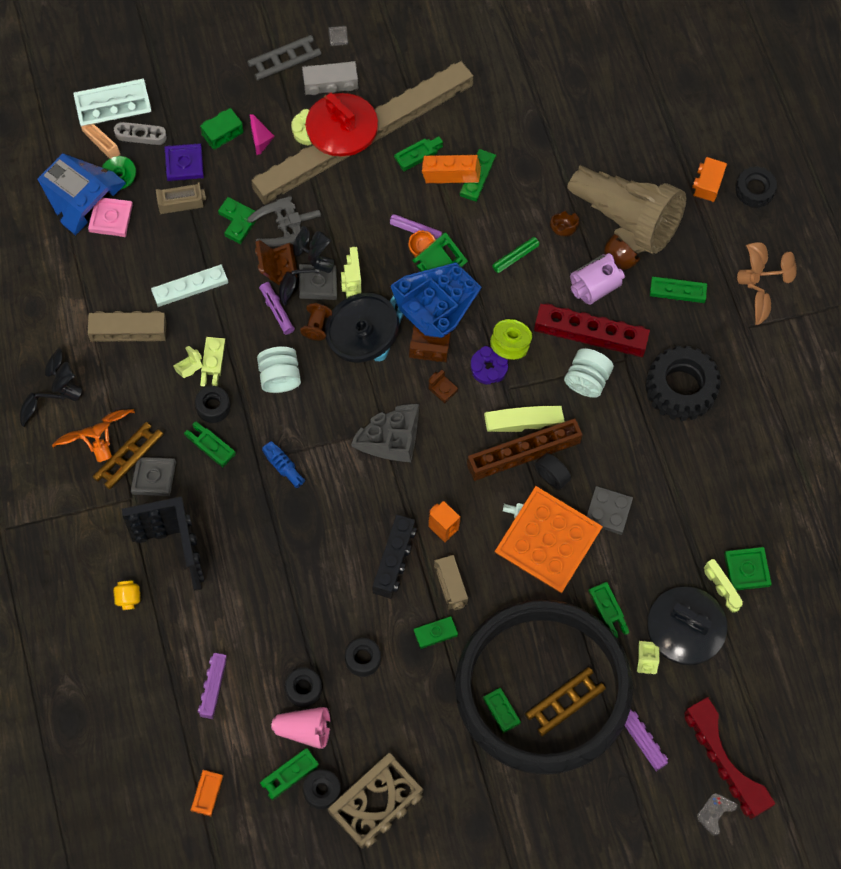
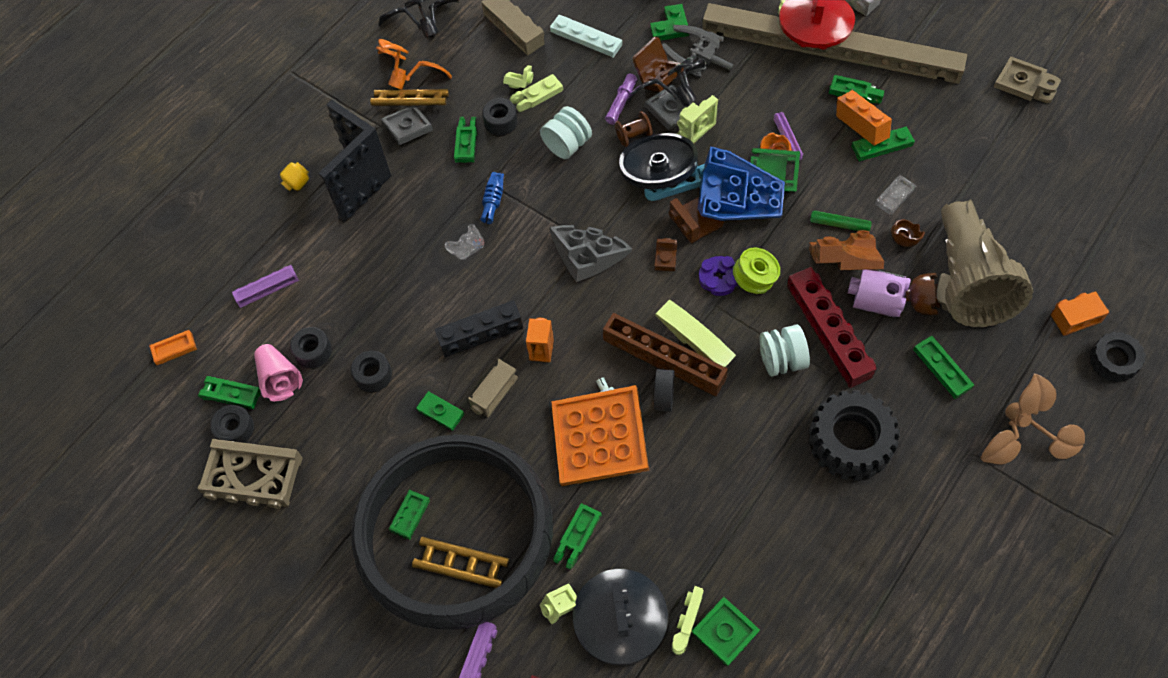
camera: 60 degrees right, 5 degrees down
(308, 513) = (467, 244): none -> clear piece
(519, 42) = (1033, 82): none -> dark tan plate
(527, 204) = (895, 194): none -> clear plate
(550, 272) = (855, 253): none -> dark orange slope
(609, 509) = (674, 466): dark grey plate -> none

